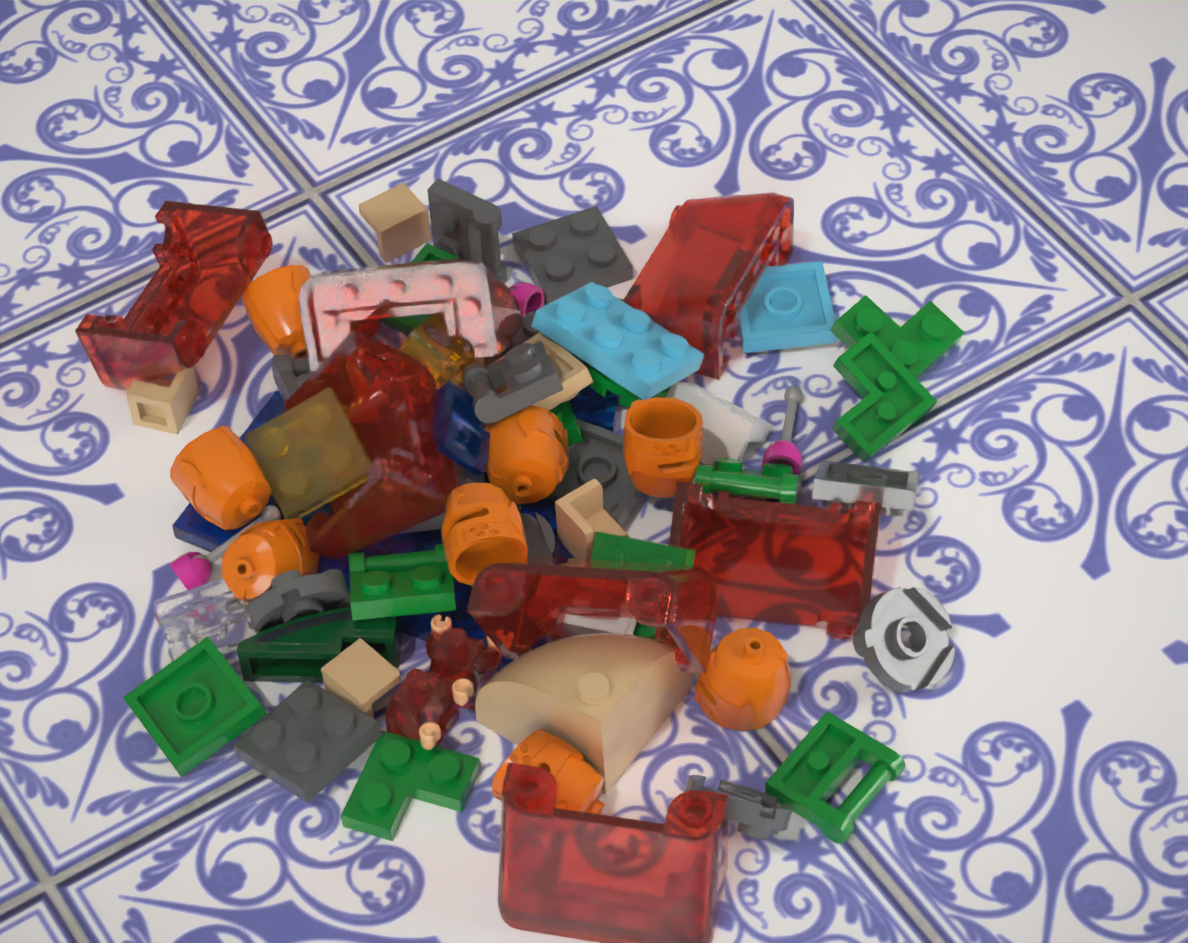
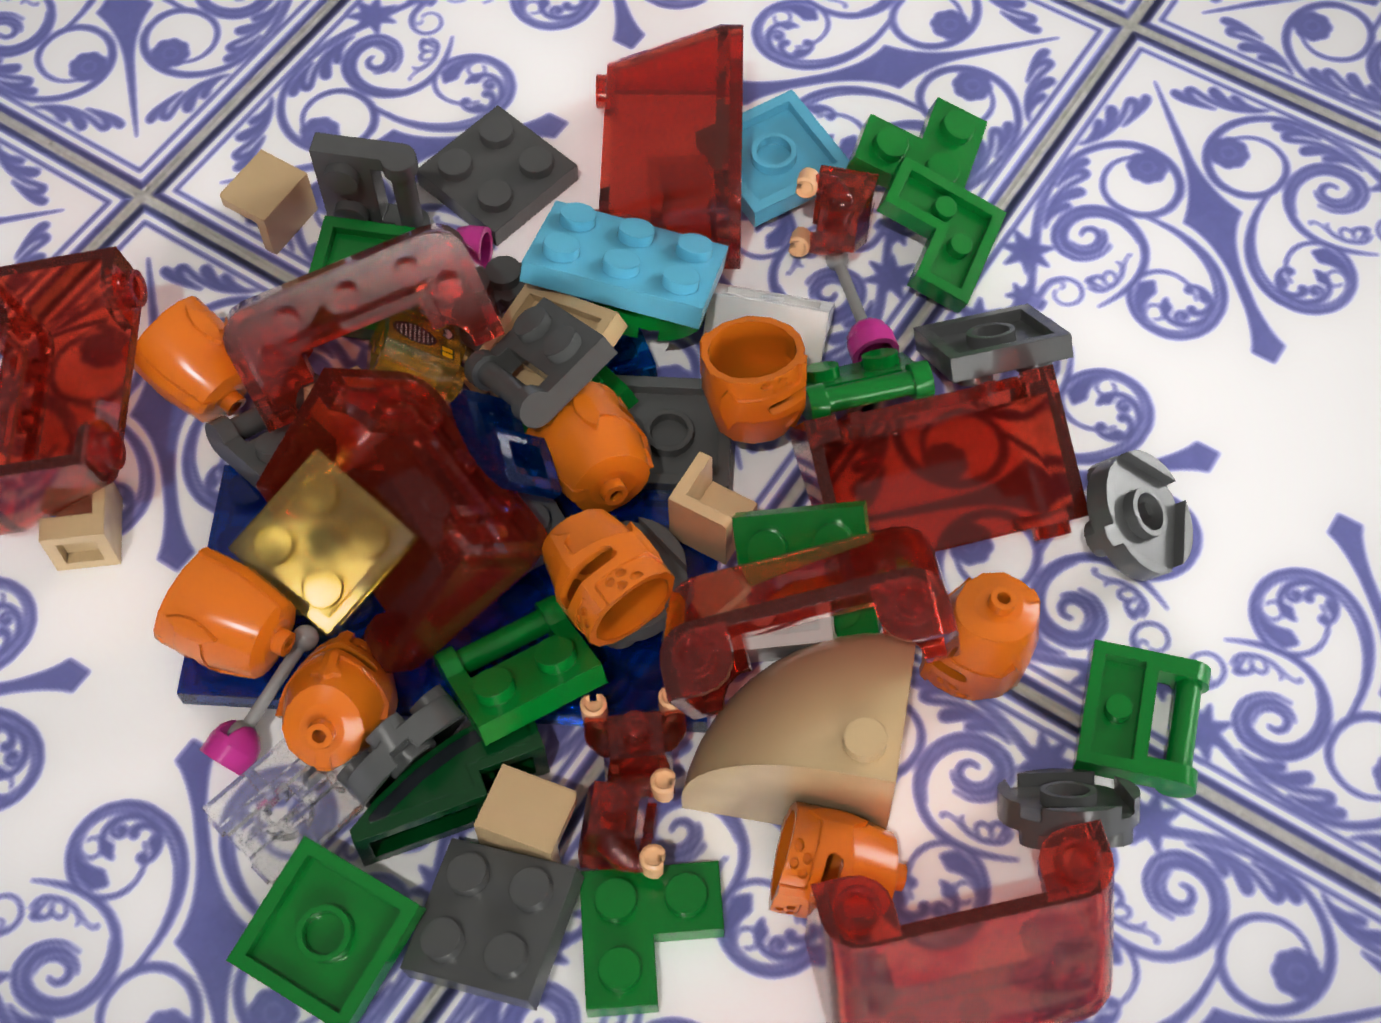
camera: 25 degrees left, 10 degrees up
(805, 358) = (840, 211): none -> clear red piece

